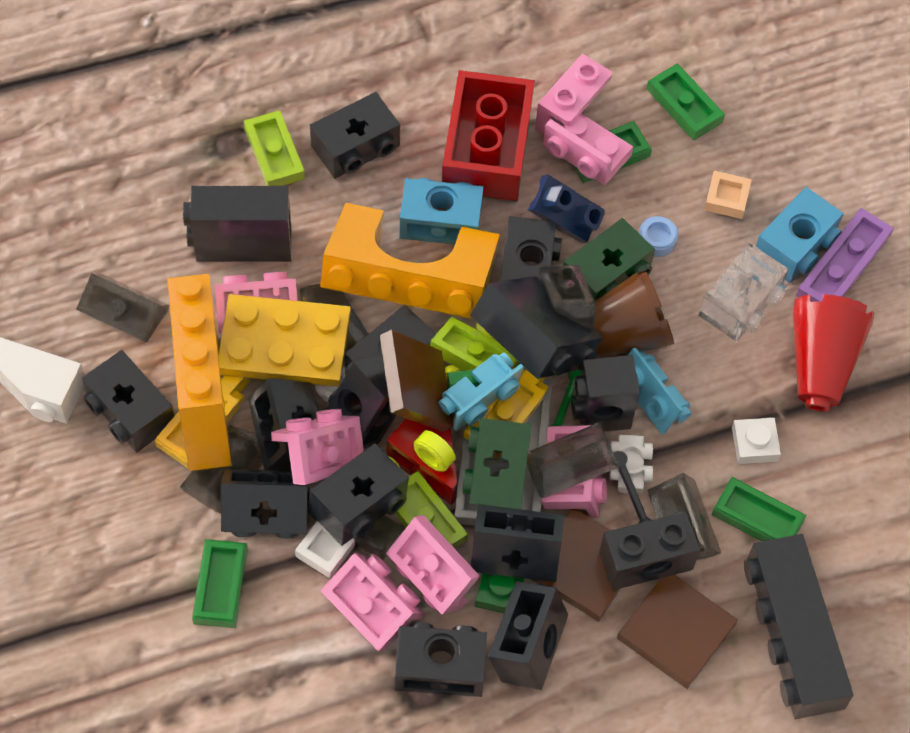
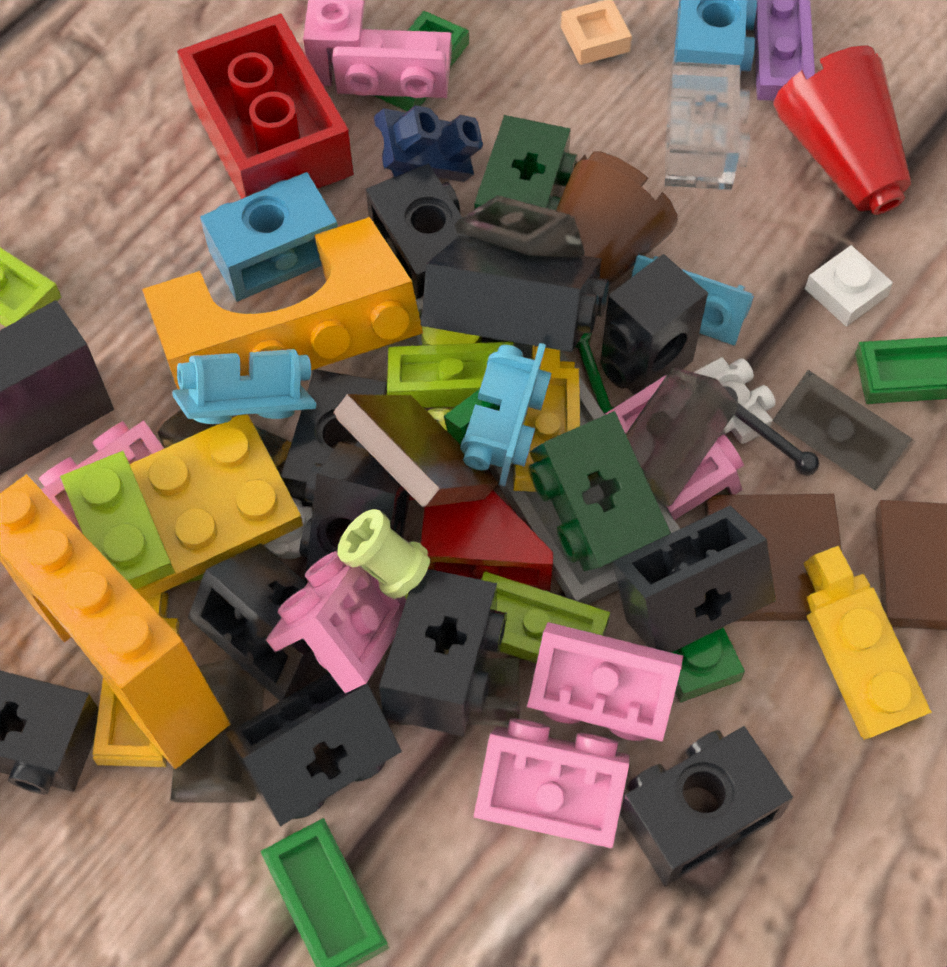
camera: 30 degrees left, 0 degrees up
(241, 326) = (118, 519): none -> lime plate
(323, 551) = (435, 760): white plate -> none
(337, 287) = (215, 391): none -> medium azure hinge
(355, 135) = (92, 206): black brick -> none
(360, 425) = (383, 554): none -> yellowish green bush
(434, 451) = (502, 527): neon yellow tile -> none
(528, 635) = (793, 694): black brick -> none
(589, 639) = (861, 647): none -> yellow hinge
(649, 551) = (855, 485): black brick -> none
(660, 234) = (554, 111): light blue tile -> none

